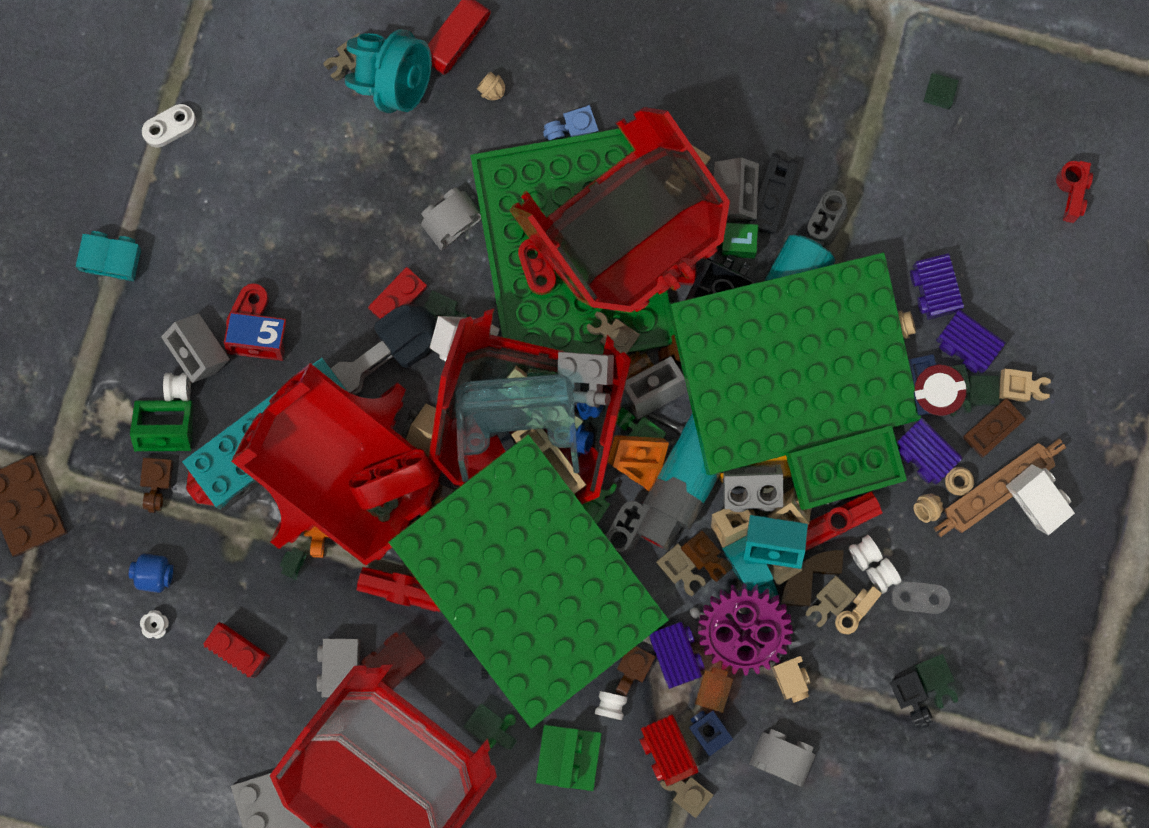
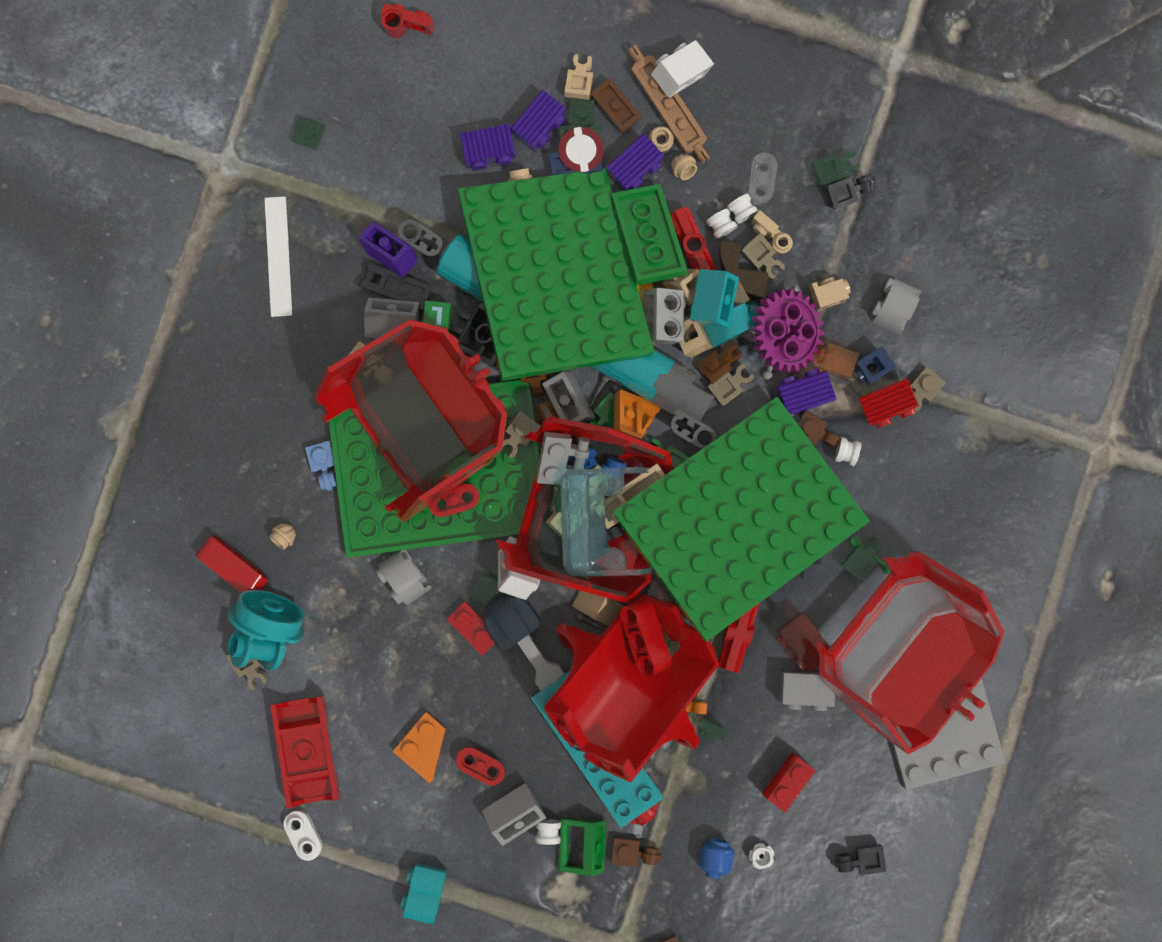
camera: 90 degrees left, 5 degrees up
(151, 745) = (868, 858): none -> black plate
(255, 336) = (504, 759): panel -> none
(259, 122) = (305, 751): none -> red piece
(267, 248) = (422, 746): none -> orange wing
(568, 758) = (891, 491): green bracket -> none
(801, 66) = (278, 256): none -> white sticker
(813, 181) = (388, 249): none -> dark purple brick

